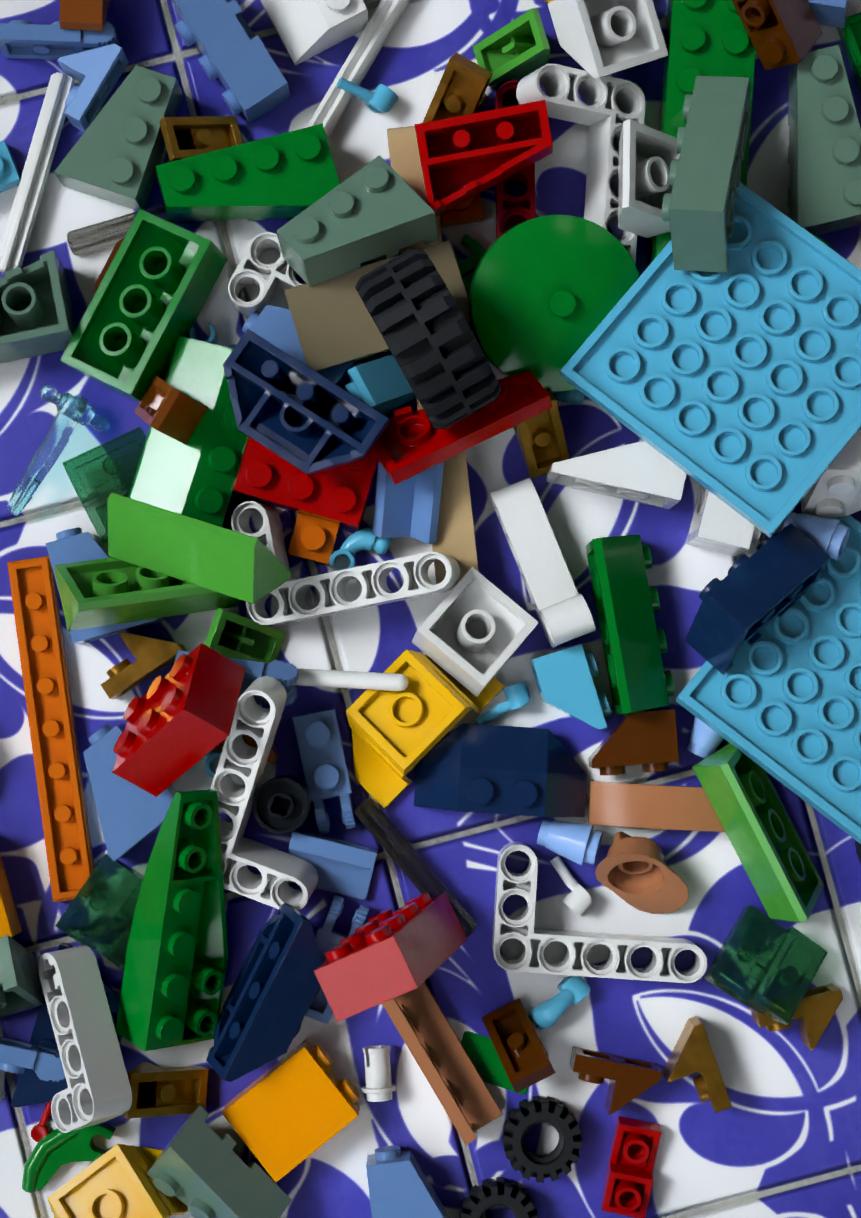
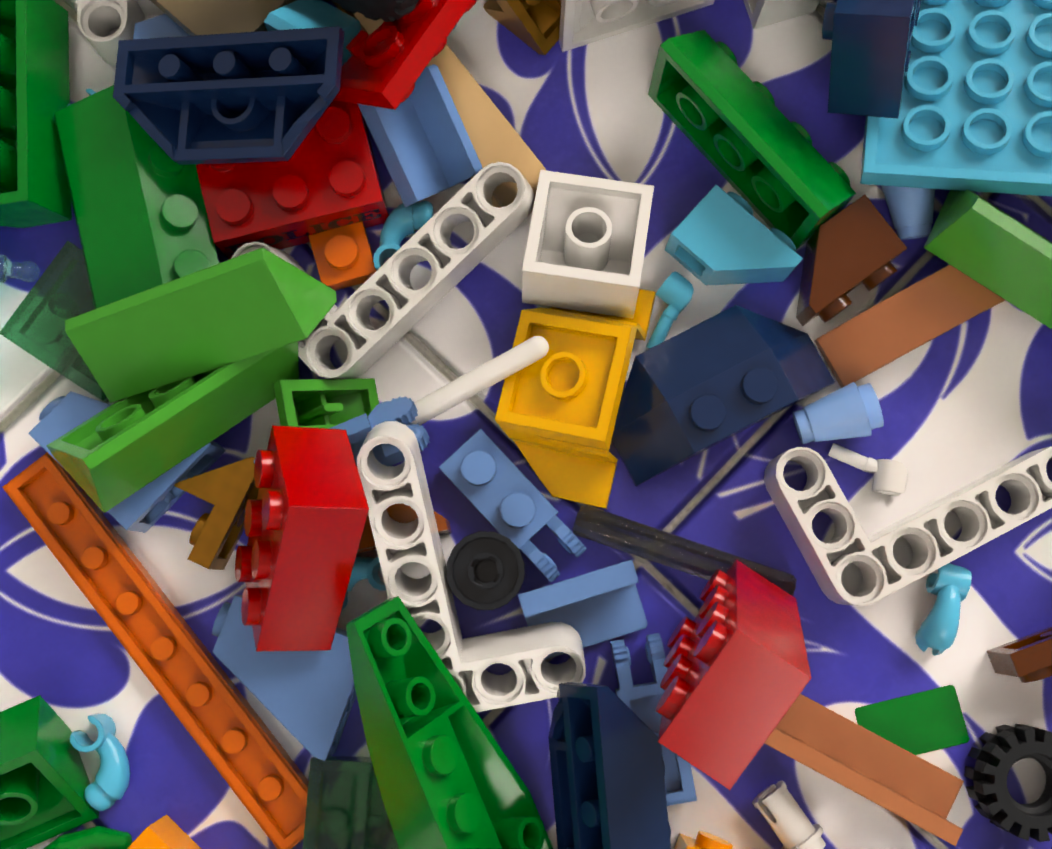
camera: 30 degrees left, 5 degrees down
(170, 410) = (87, 187): dark orange slope -> none
(518, 1045) = (934, 687): reddish brown slope -> none
(541, 563) = (618, 132): white beam -> none
(640, 875) = (946, 404): nougat piece -> none

